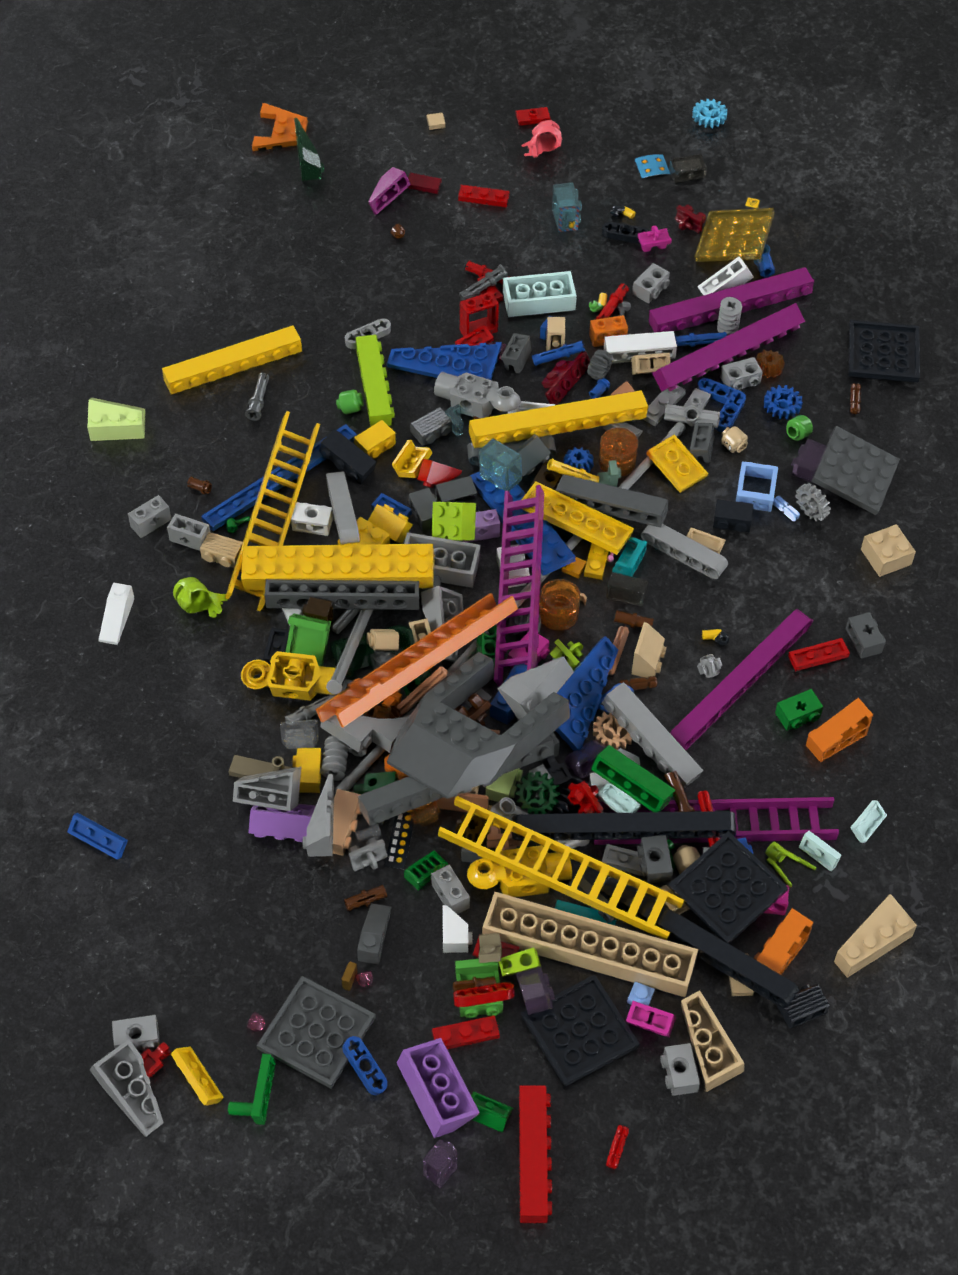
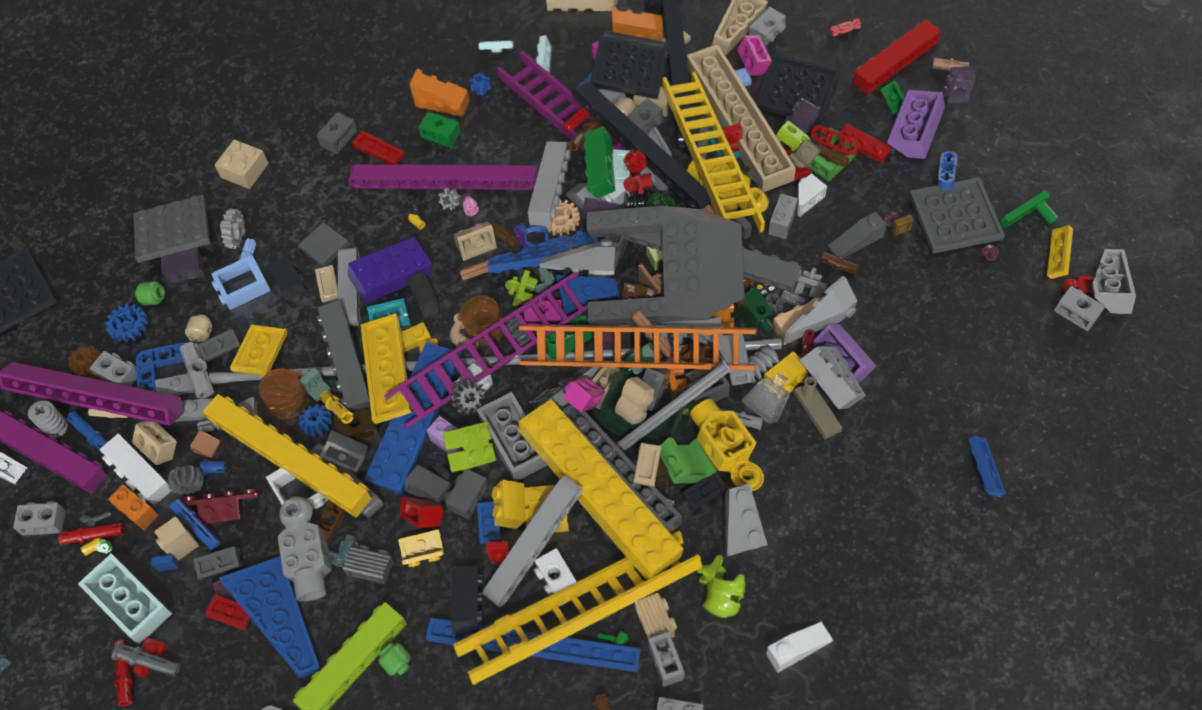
camera: 125 degrees left, 5 degrees up
(226, 641) = (742, 523): none -> light grey wedge
(312, 797) = (808, 341): none -> dark red arm
(321, 600) = (647, 464): none -> tan tile
(359, 492) = (497, 551): none -> red plate
(376, 439) = (424, 597): yellow brick -> none
(412, 602) = (583, 394): none -> dark pink brick
(418, 883) = (793, 240): green slope -> none
(474, 305) = (200, 621): red window -> none
(477, 1195) = (945, 64): none -> medium nougat pin
(492, 538) = (472, 391): none -> dark grey gear
(500, 465) = (380, 454): clear light blue brick -> none
(514, 888) = (750, 173): none -> pearl dark grey tile
(561, 900) = (733, 134): none -> red plate
(605, 801) = (635, 161): none -> red gear
(632, 619) = (448, 273): reddish brown pin -> none
(668, 575) = (388, 269): none -> dark purple brick
(692, 679) = (470, 206): none -> bright pink hose
(747, 560) = (323, 244): none -> dark grey tile
(778, 853) = (567, 75): lime plant -> none
(827, 775) = (480, 84): none -> blue gear
(855, 399) = (82, 281): reddish brown axle -> none

